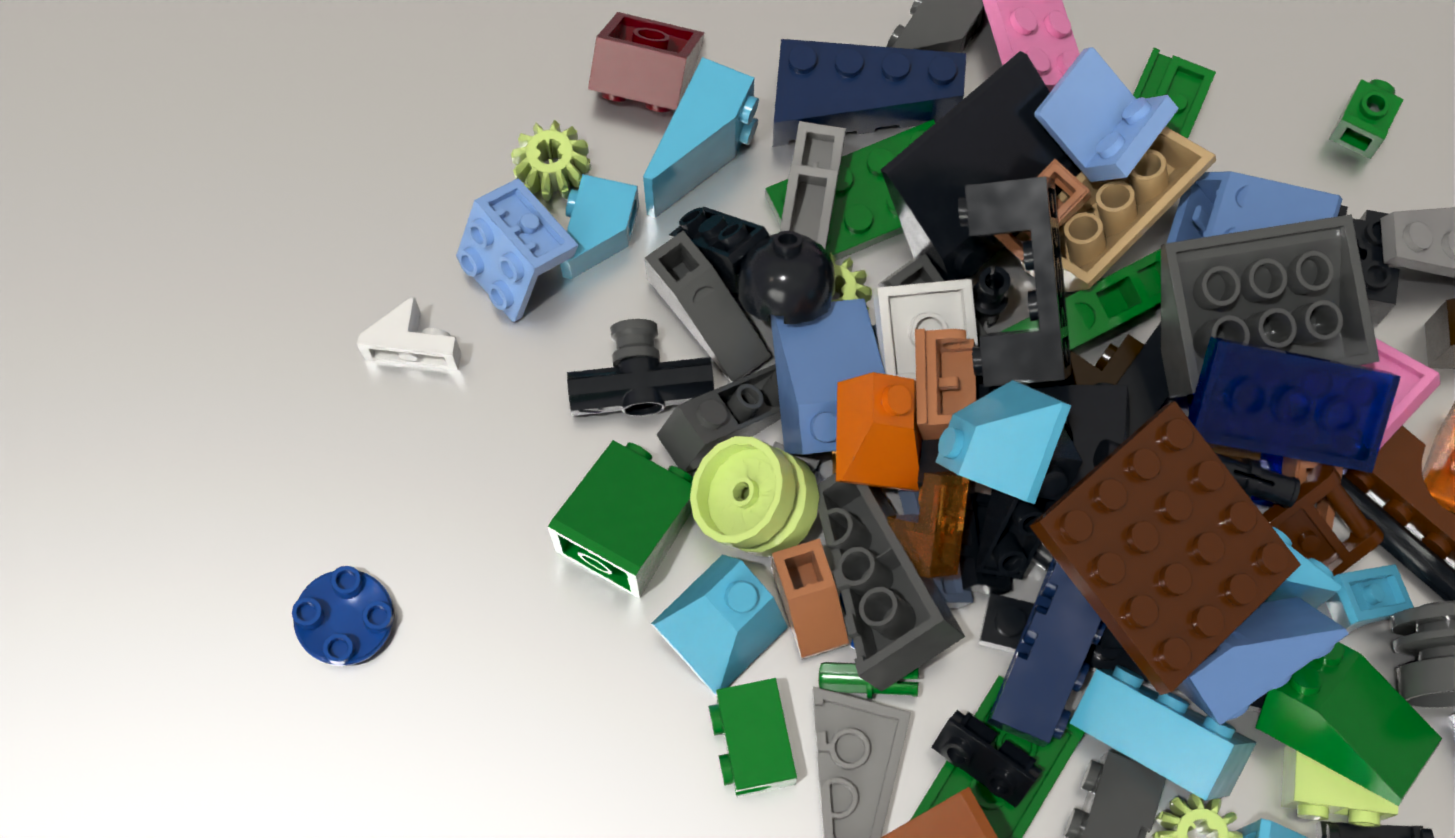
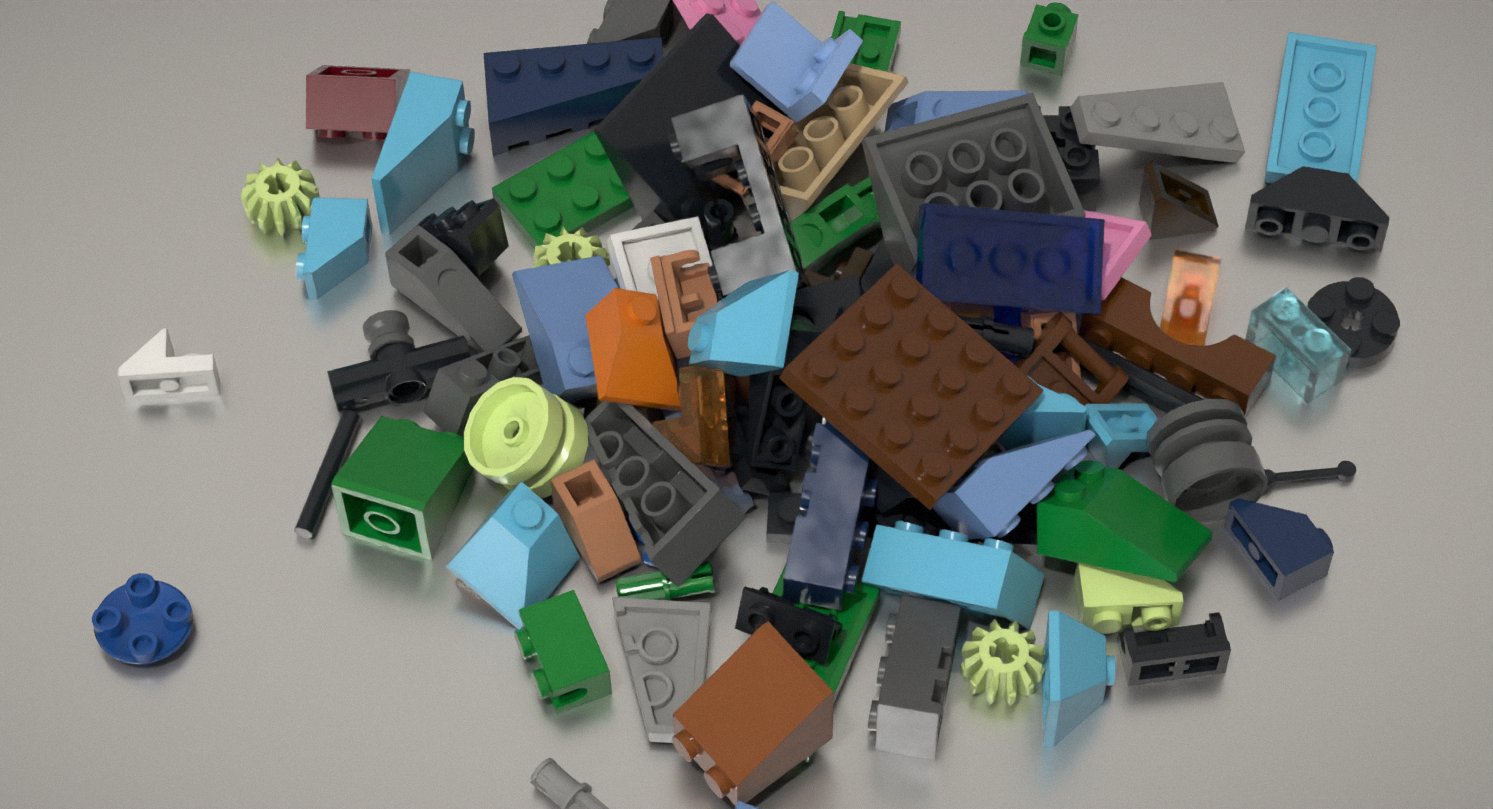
camera: 10 degrees left, 15 degrees down
(511, 244) = (249, 267): light blue bracket -> none
(550, 483) = (329, 468): none -> black bar
(787, 278) = (523, 238): black cylinder -> none
(813, 181) = (534, 175): light grey slope -> none

